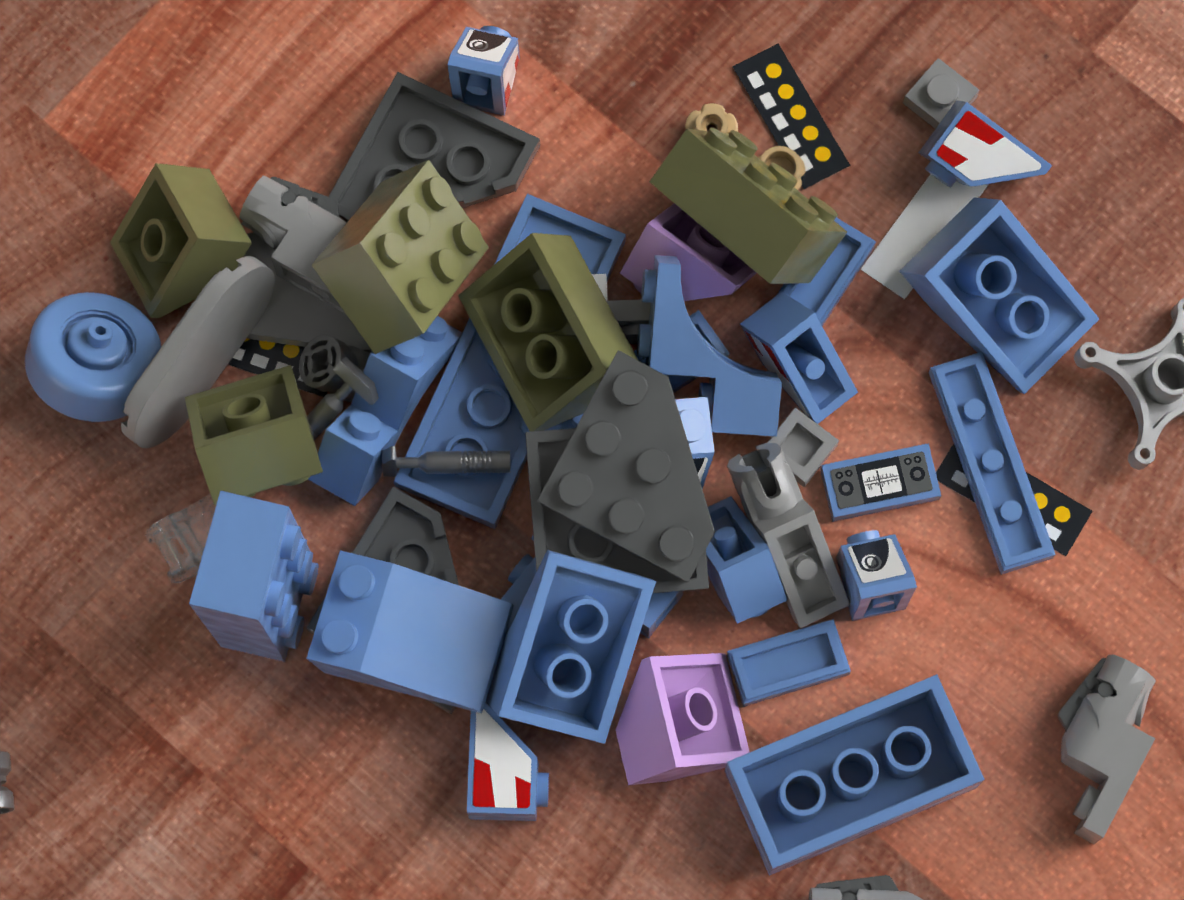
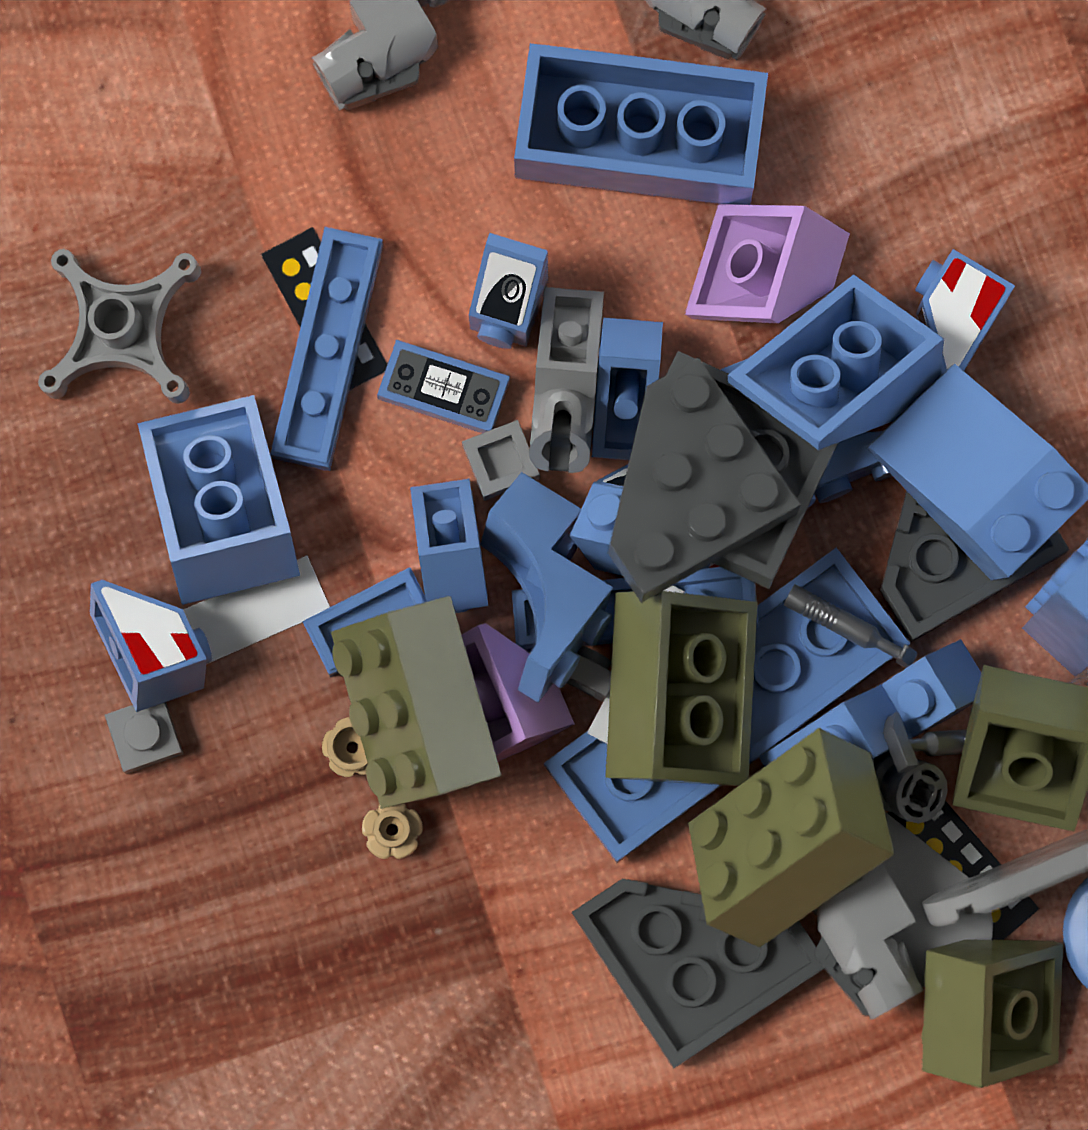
camera: 150 degrees left, 5 degrees up
(484, 68) = (582, 1020): medium blue slope -> none
(788, 662) = (632, 271): medium blue tile -> none
(791, 113) = (301, 807): black sticker -> none

